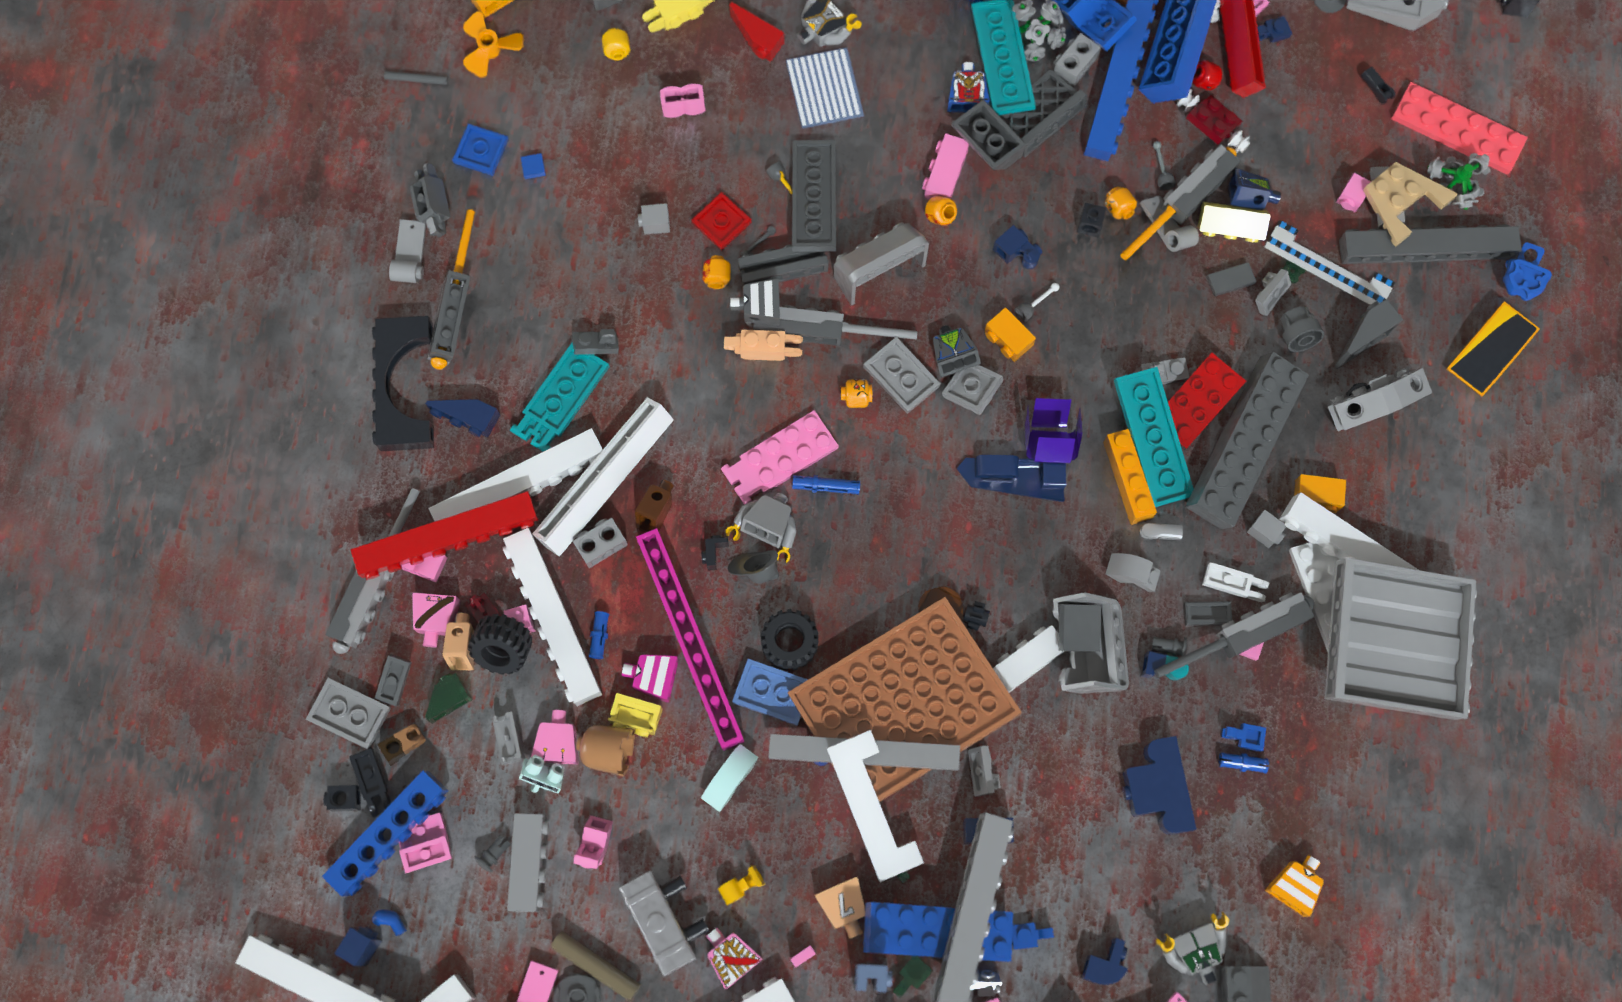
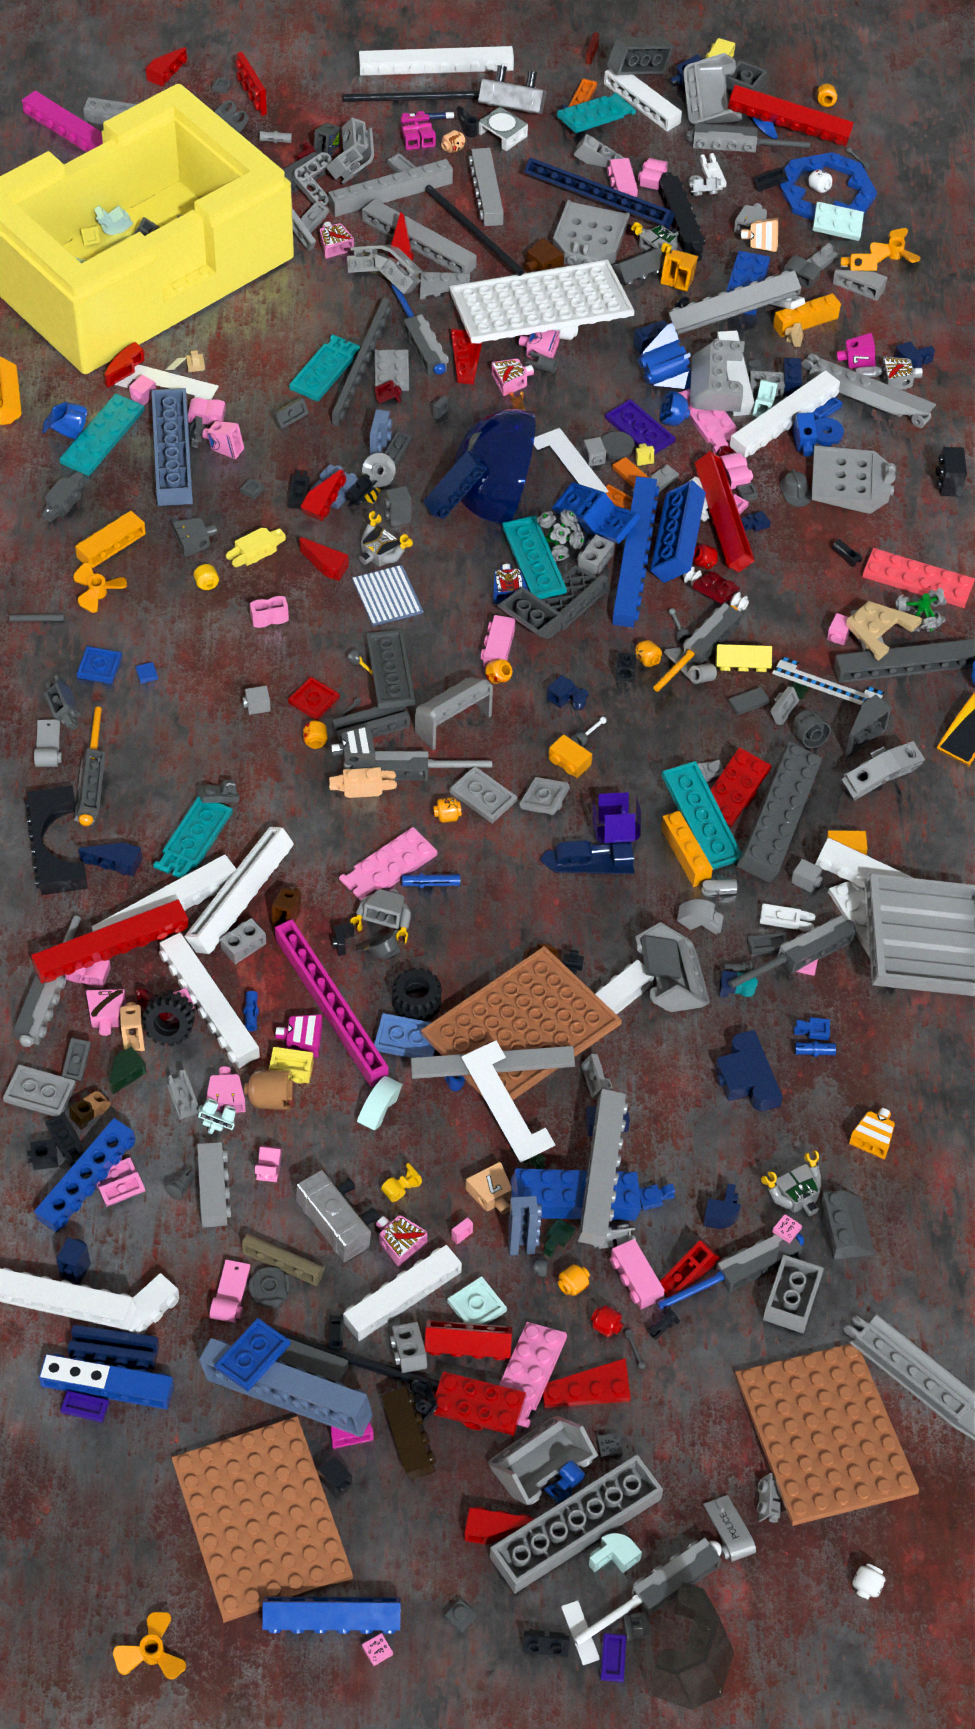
camera: 10 degrees left, 20 degrees down
(390, 918) = (99, 1244): blue arm -> none
(954, 351) = (526, 770): dark grey torso -> none
(1251, 190) = (748, 631): dark blue torso -> none

